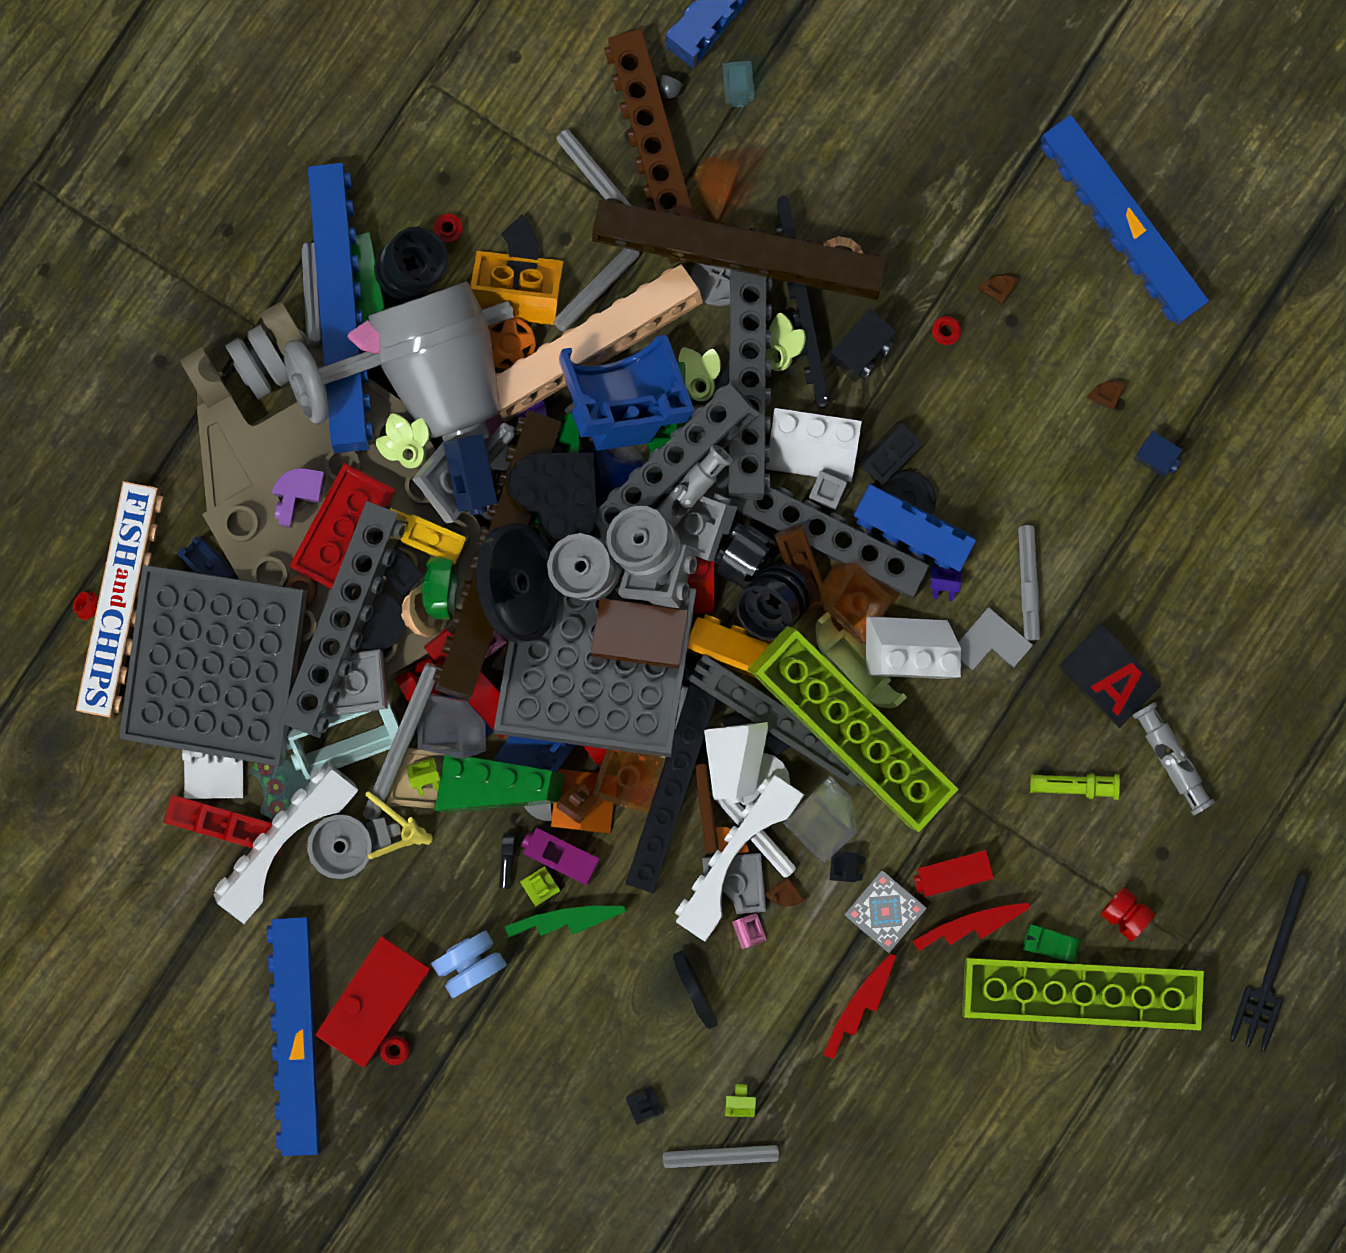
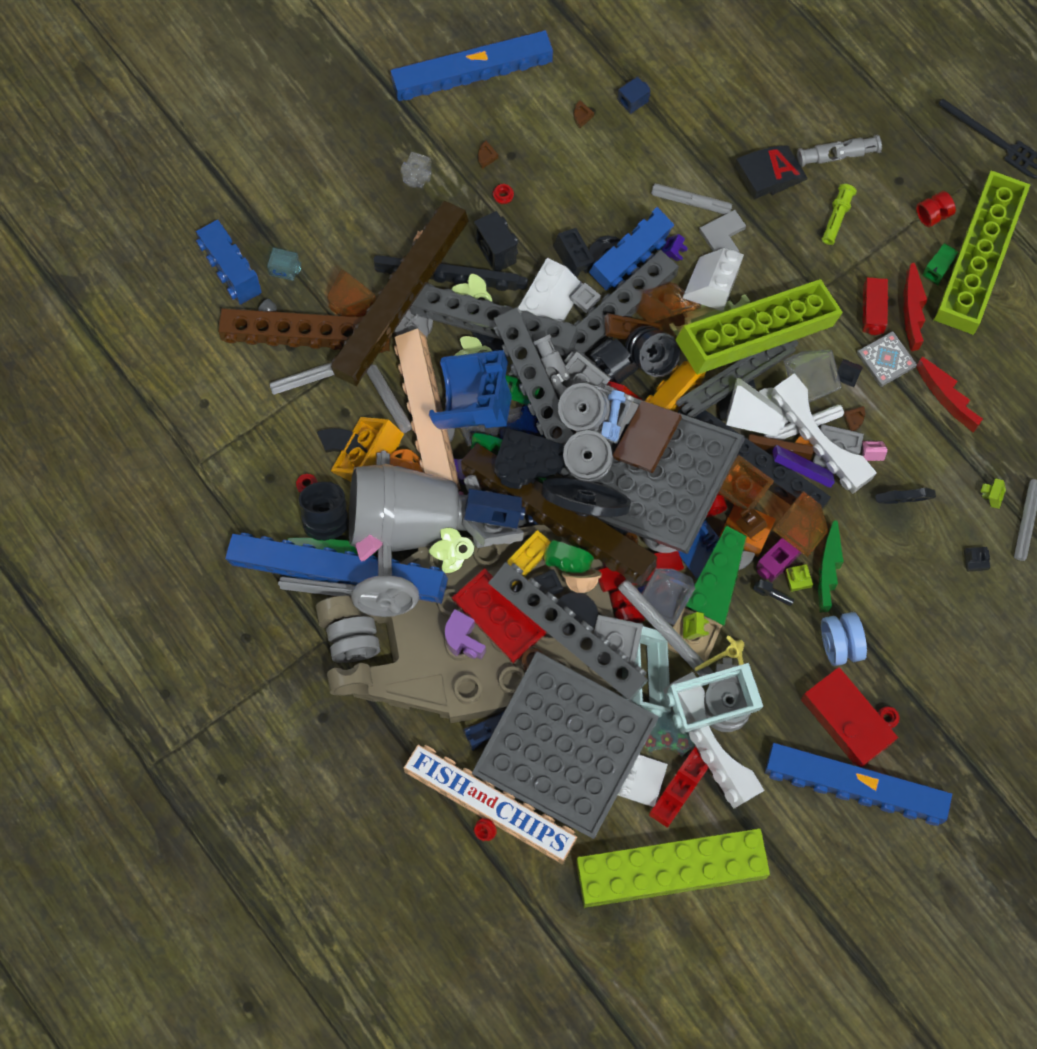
camera: 75 degrees left, 15 degrees down
(114, 843) = (672, 868): none -> lime brick
(354, 864) = (748, 687): none -> light aqua window
(599, 868) = (803, 524): none -> clear orange slope
(628, 586) = (610, 429): none -> light blue hinge
(686, 845) = (803, 466): none -> dark purple tile
(941, 197) = (416, 170): none -> clear brick

